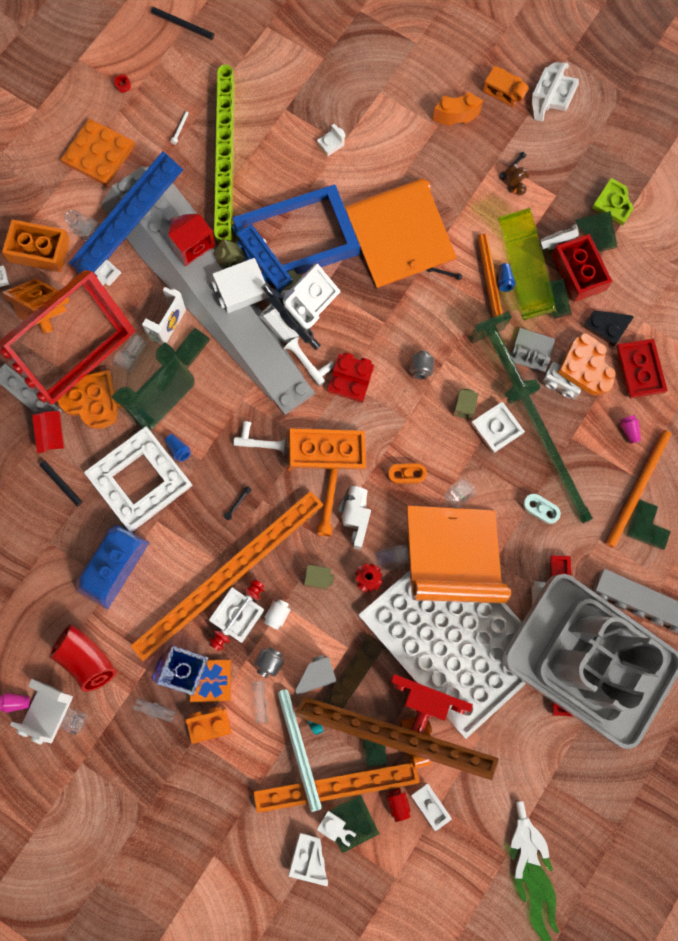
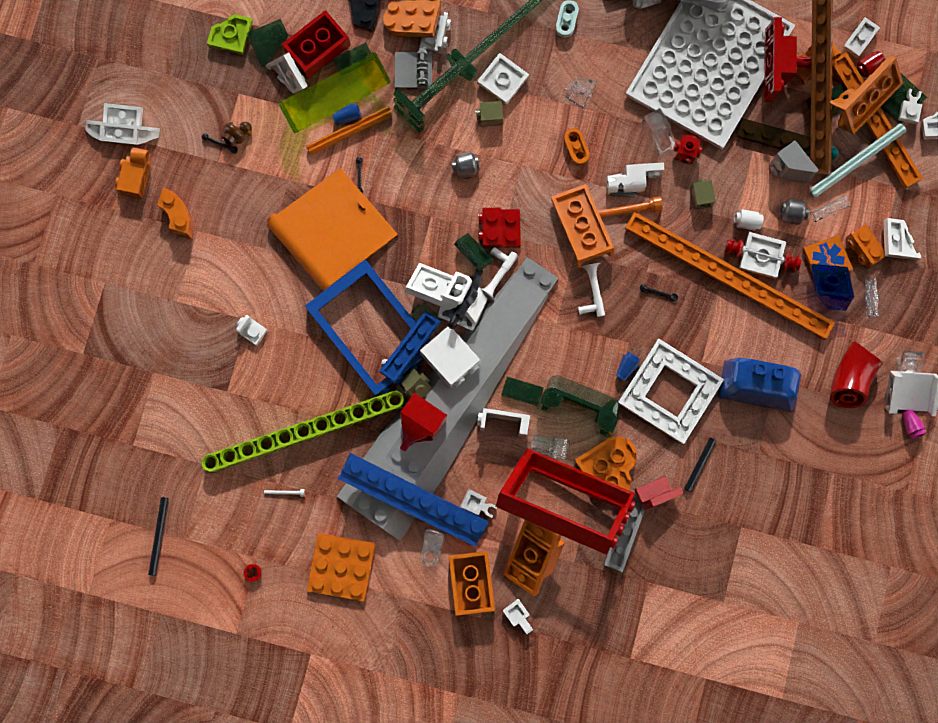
camera: 105 degrees left, 5 degrees up
(201, 761) = (898, 240): none -> white wing
(335, 345) = (473, 252): none -> clear green plate
(359, 783) = (869, 96): none -> orange plate
(454, 555) = (642, 78): orange door -> none

